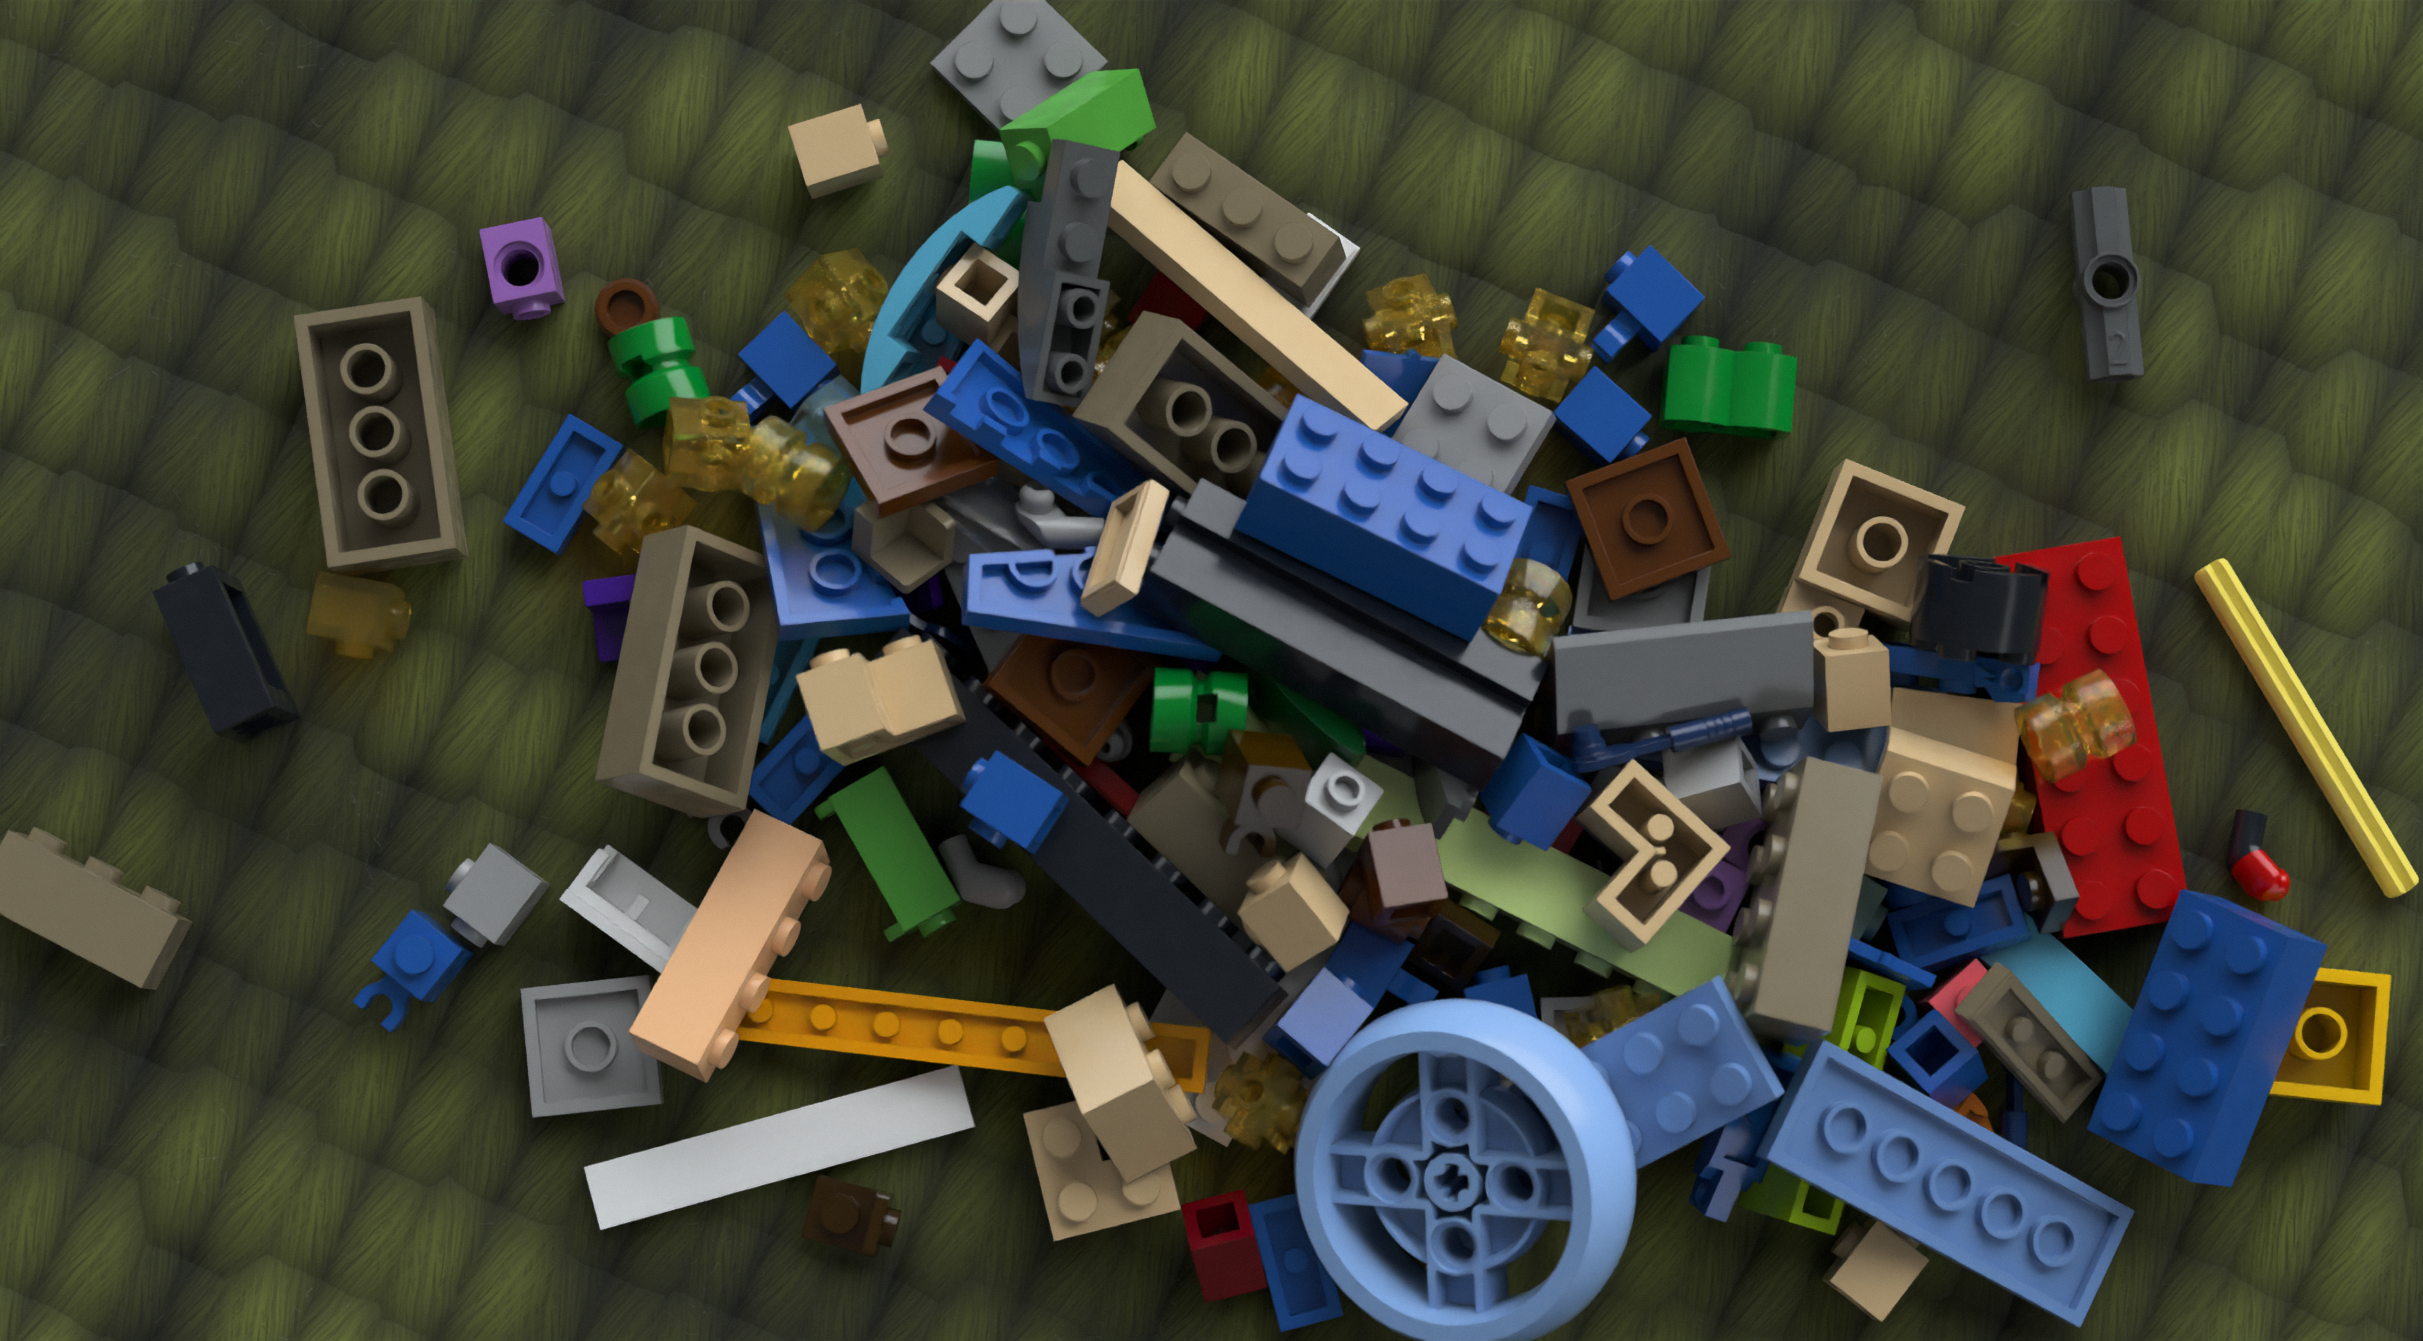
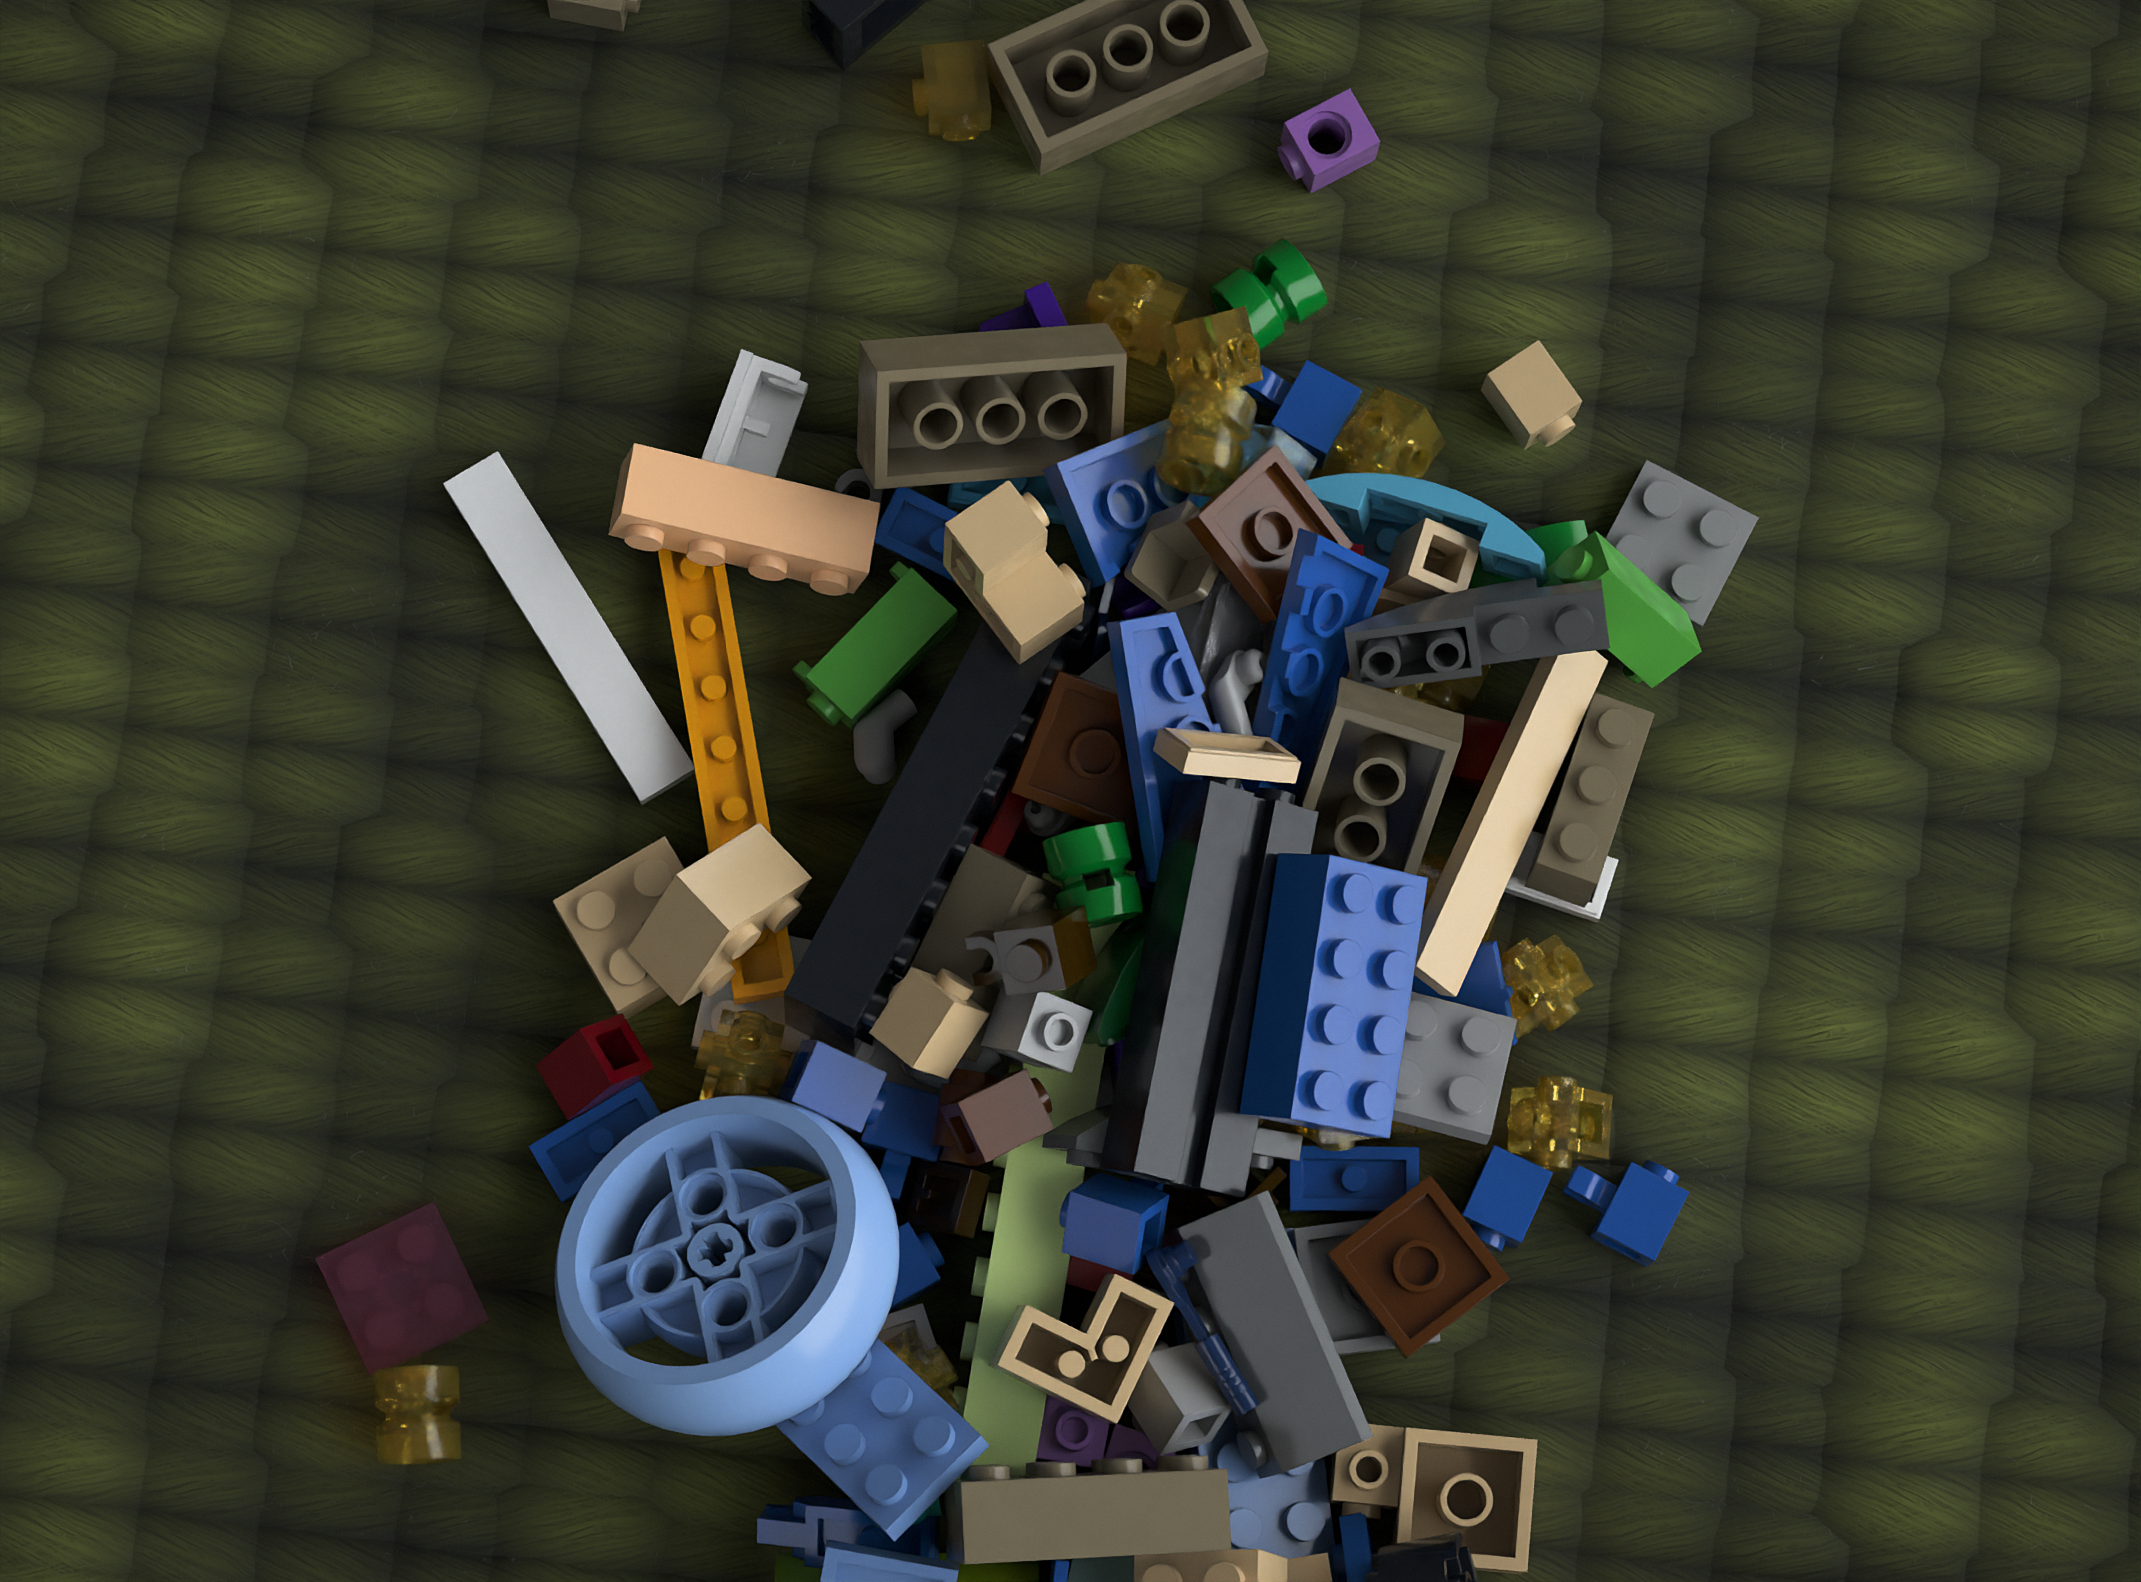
camera: 65 degrees right, 5 degrees down
(418, 962) = (644, 242): blue brick -> none
(492, 896) = (727, 292): light grey brick -> none
(552, 498) = (1126, 234): blue plate -> none
(583, 1047) = (601, 414): light grey plate -> none
(625, 305) = (1323, 247): reddish brown tile -> none
(851, 1216) = (522, 712): dark brown bracket -> none
(1010, 803) = (952, 724): blue brick -> none
(1530, 607) = (1294, 1165): clear yellow wheel -> none
(1728, 389) = (1573, 1314): green brick -> none
(1851, 681) = (1320, 1506): tan brick -> none

